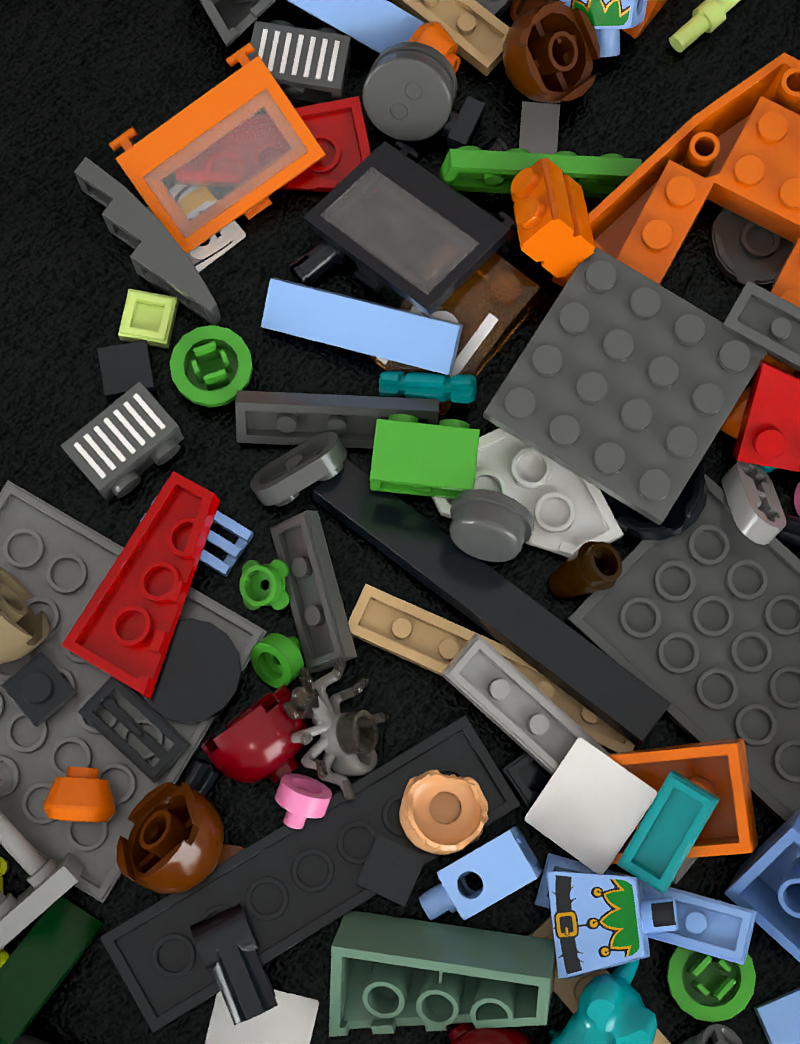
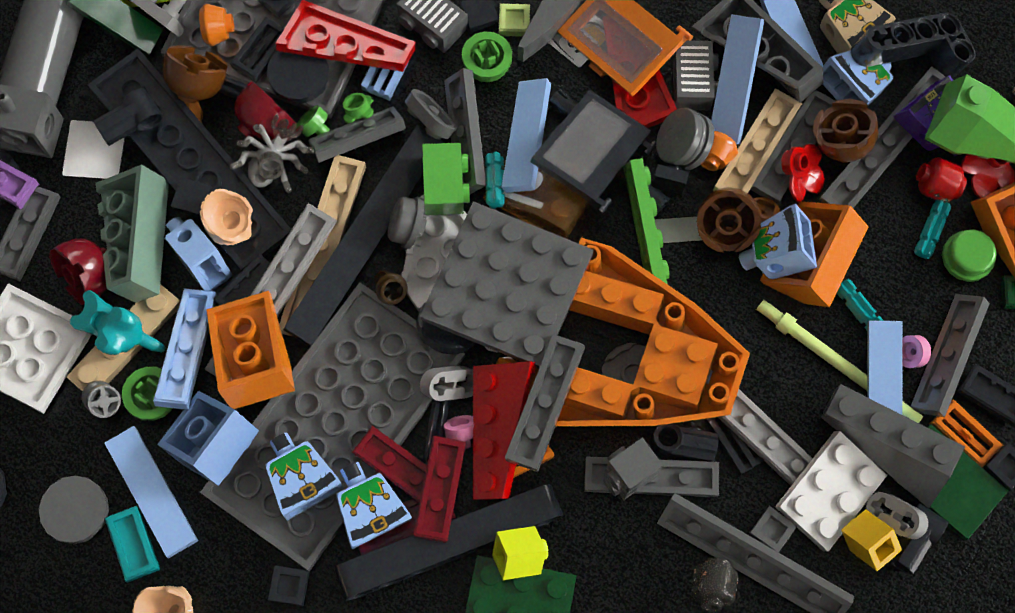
camera: 80 degrees right, 5 degrees down
(302, 799) = (226, 140): bright pink tile -> none
(551, 217) = (609, 224): orange brick -> none
(590, 806) = (241, 302): white sticker -> none
(603, 921) = (172, 316): torso -> none
(668, 831) = (227, 343): teal tile -> none

